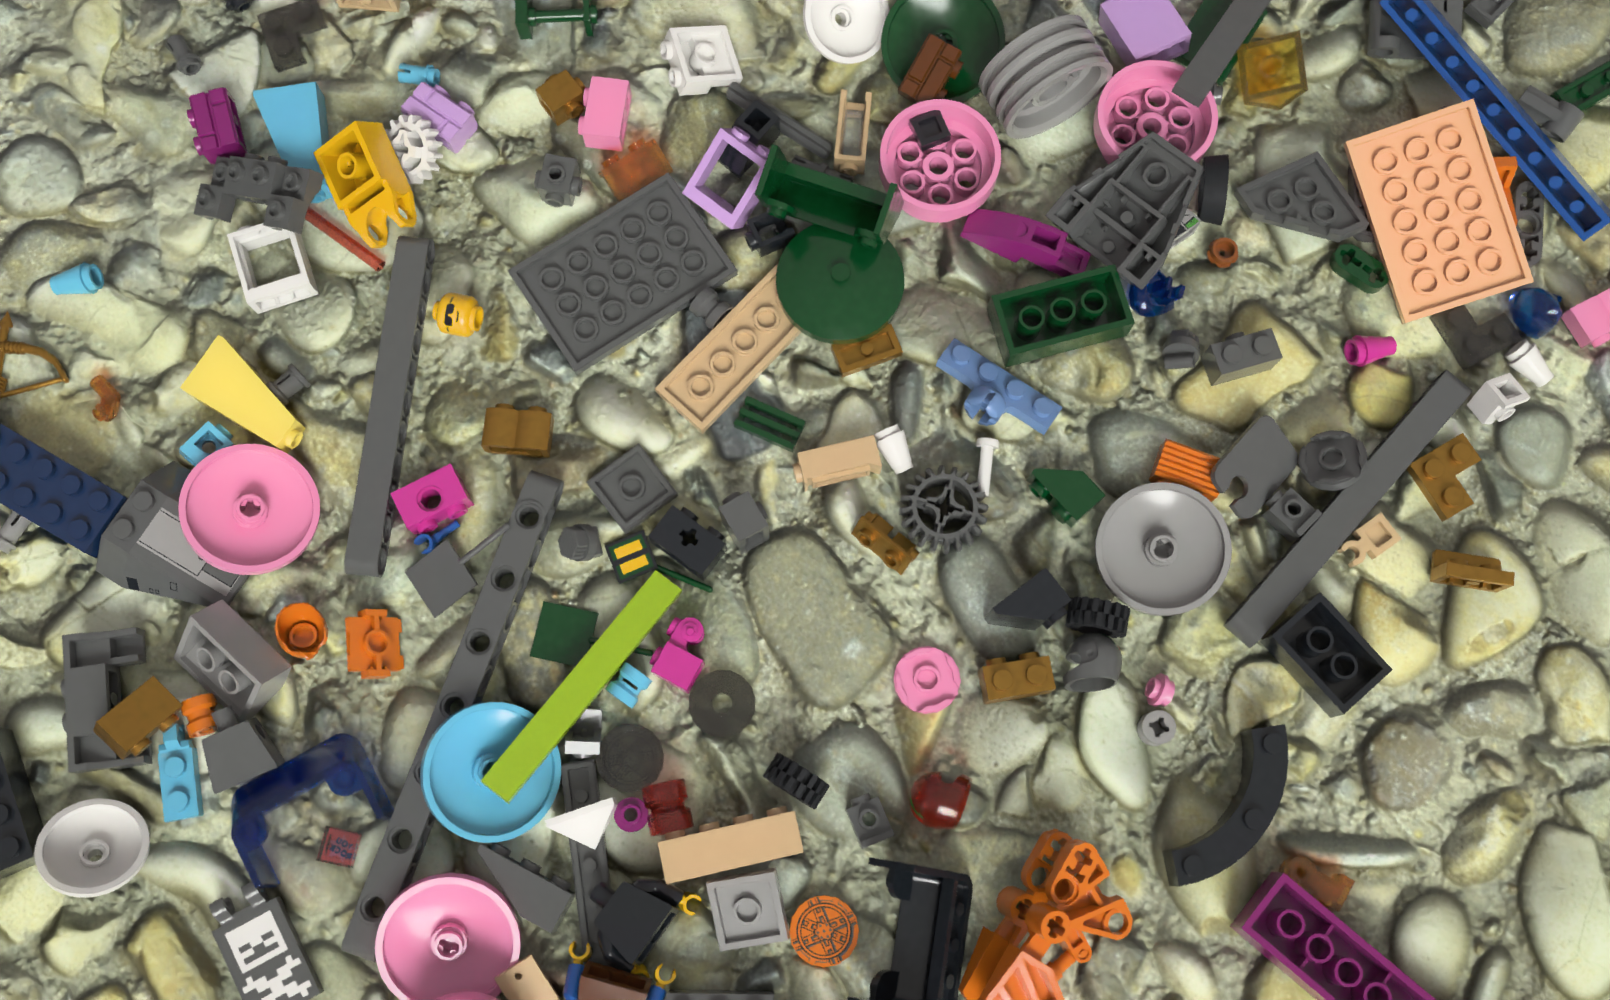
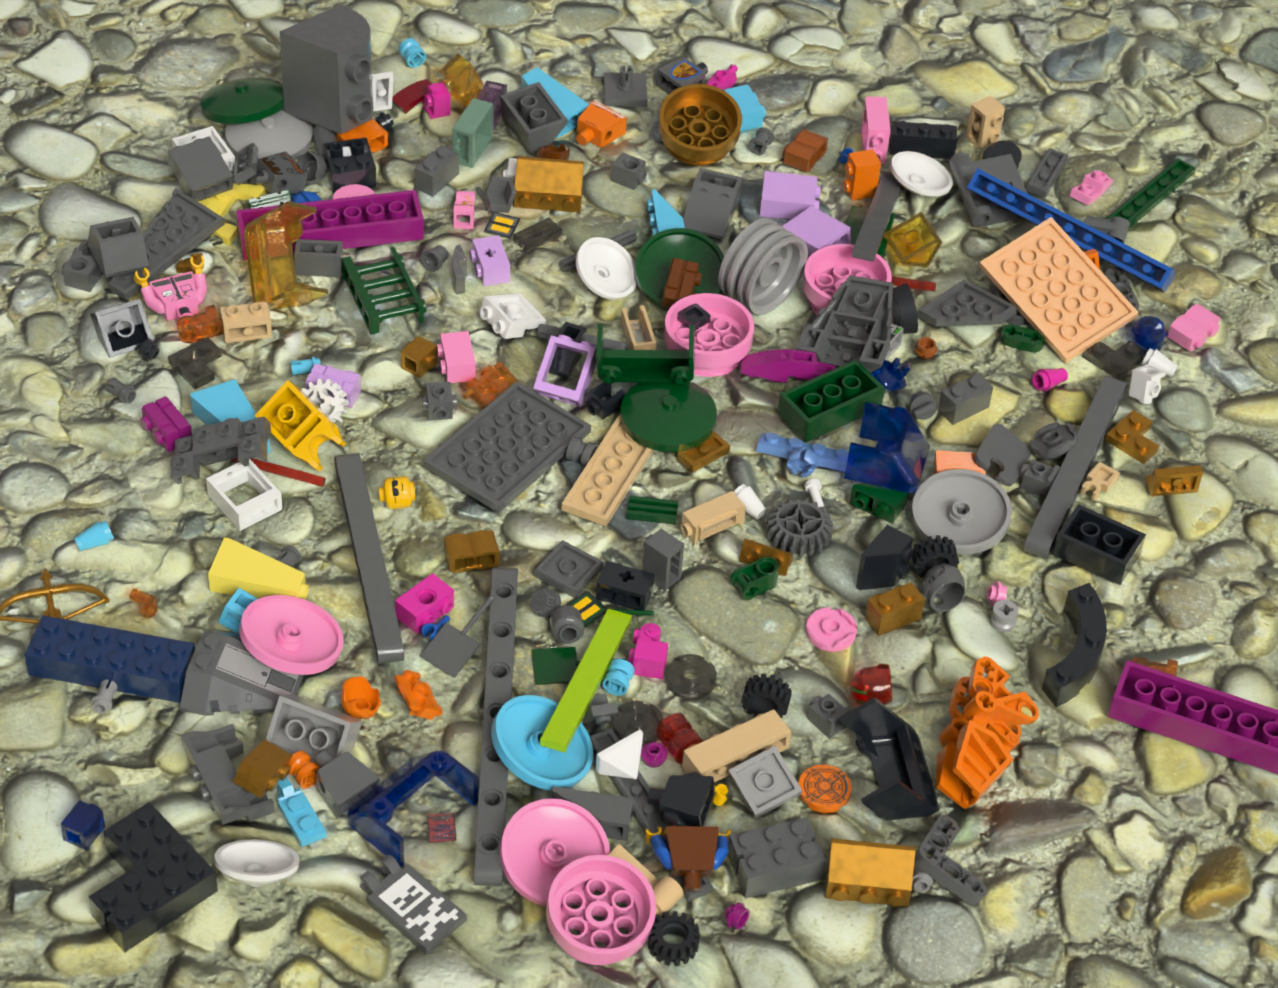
camera: 20 degrees left, 30 degrees down
(593, 584) = (566, 624): none -> dark grey head
(854, 578) = (756, 577): none -> dark green piece
(1092, 463) = (898, 455): none -> clear blue windscreen
(1247, 135) = (916, 284): none -> clear red bar
(1557, 30) = (1092, 187): none -> bright pink slope

